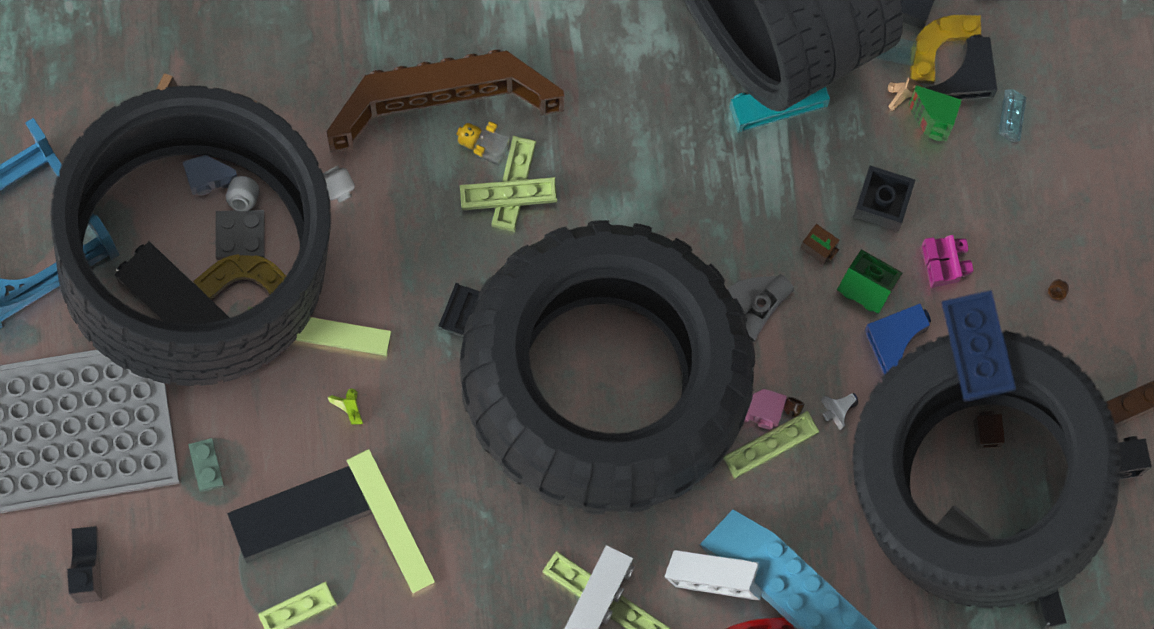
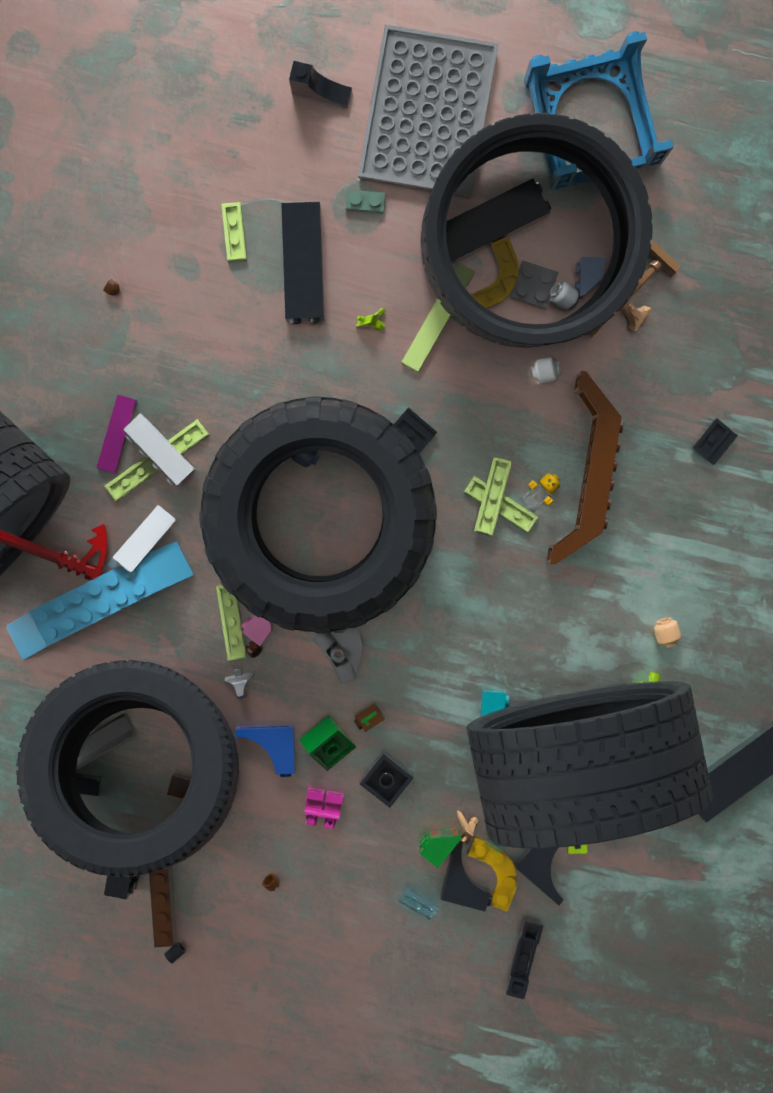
camera: 115 degrees right, 15 degrees up
(390, 520) = (271, 319): yellowish green tile -> none
(978, 345) = (207, 795): dark blue plate -> none

